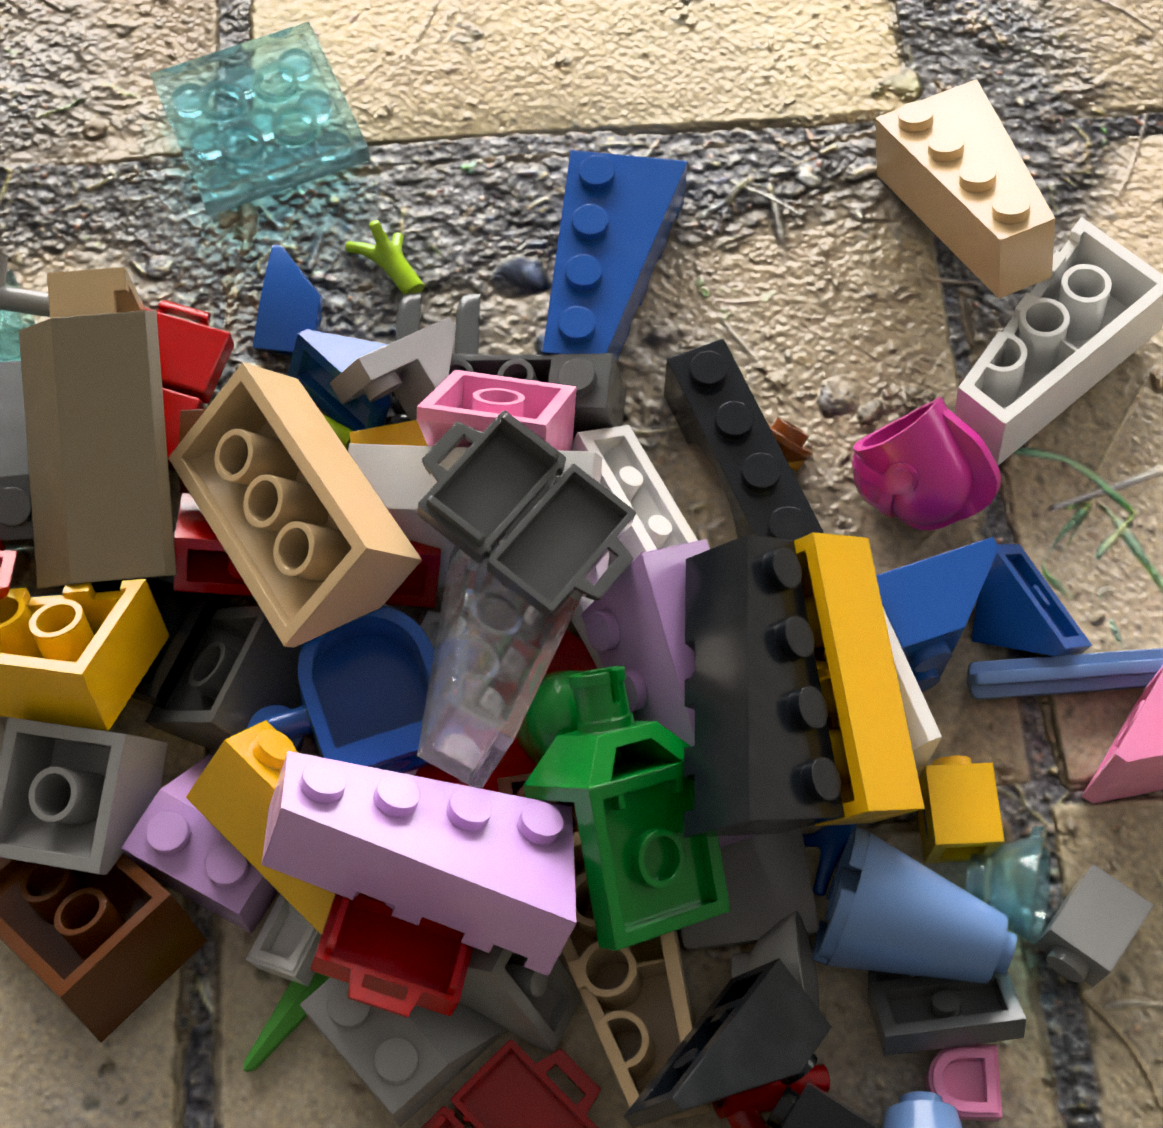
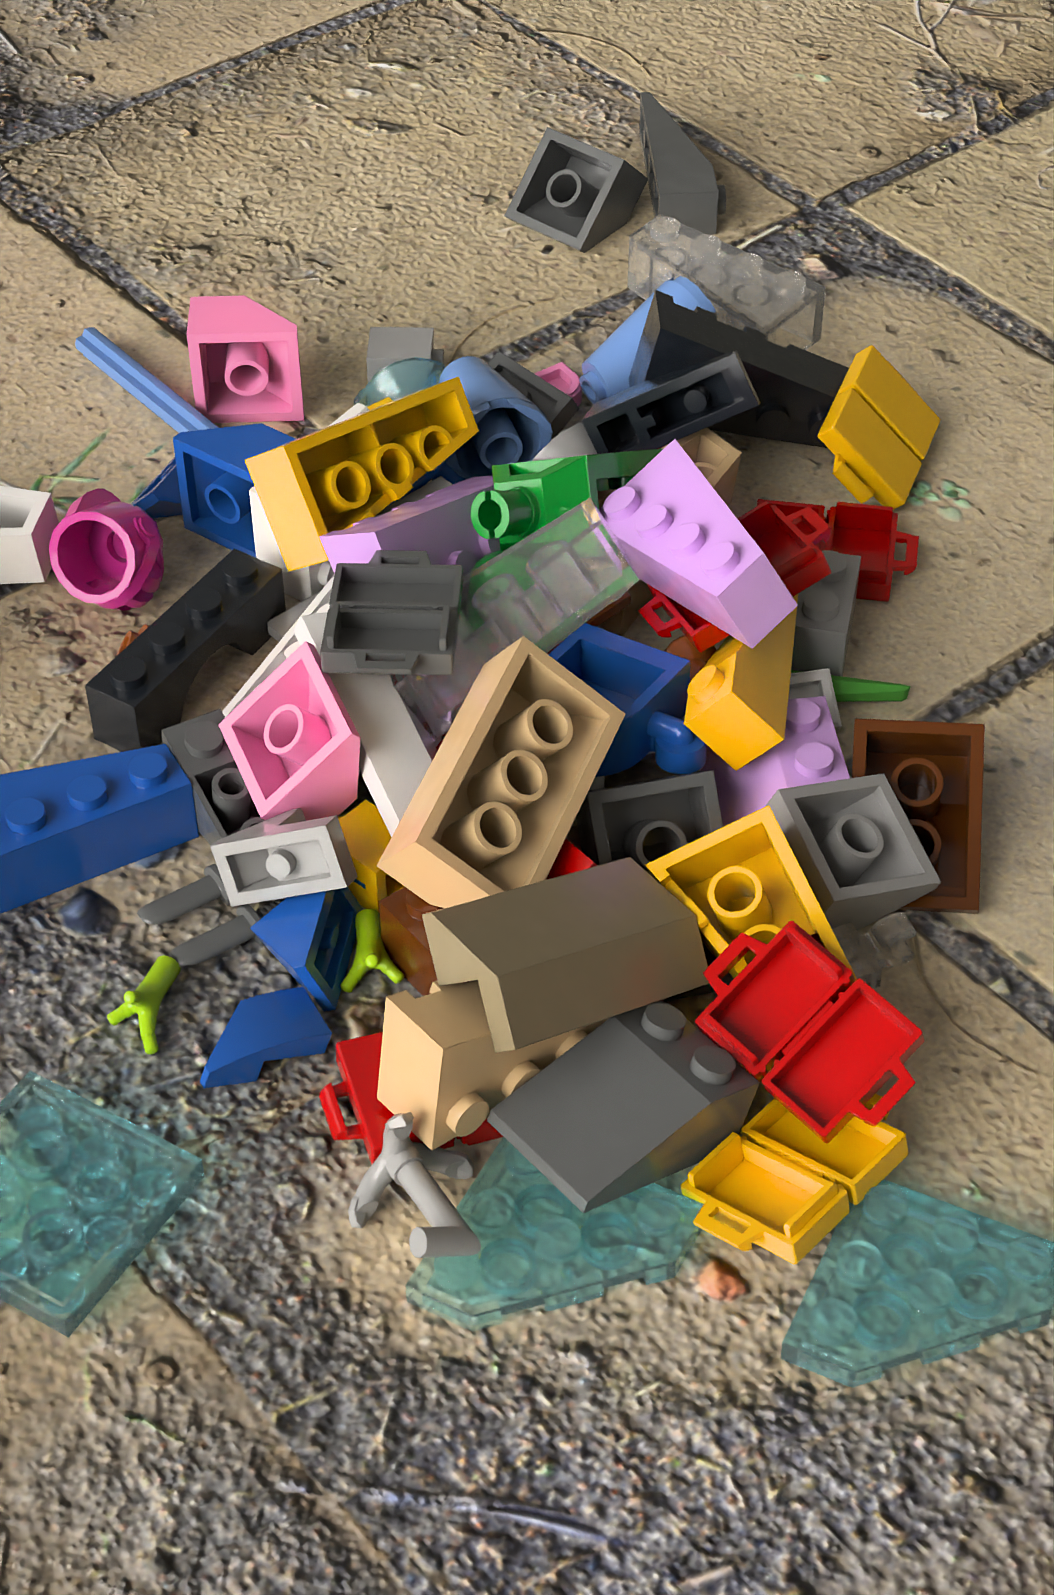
camera: 125 degrees left, 20 degrees down
(756, 695) = (425, 449): black wedge -> none

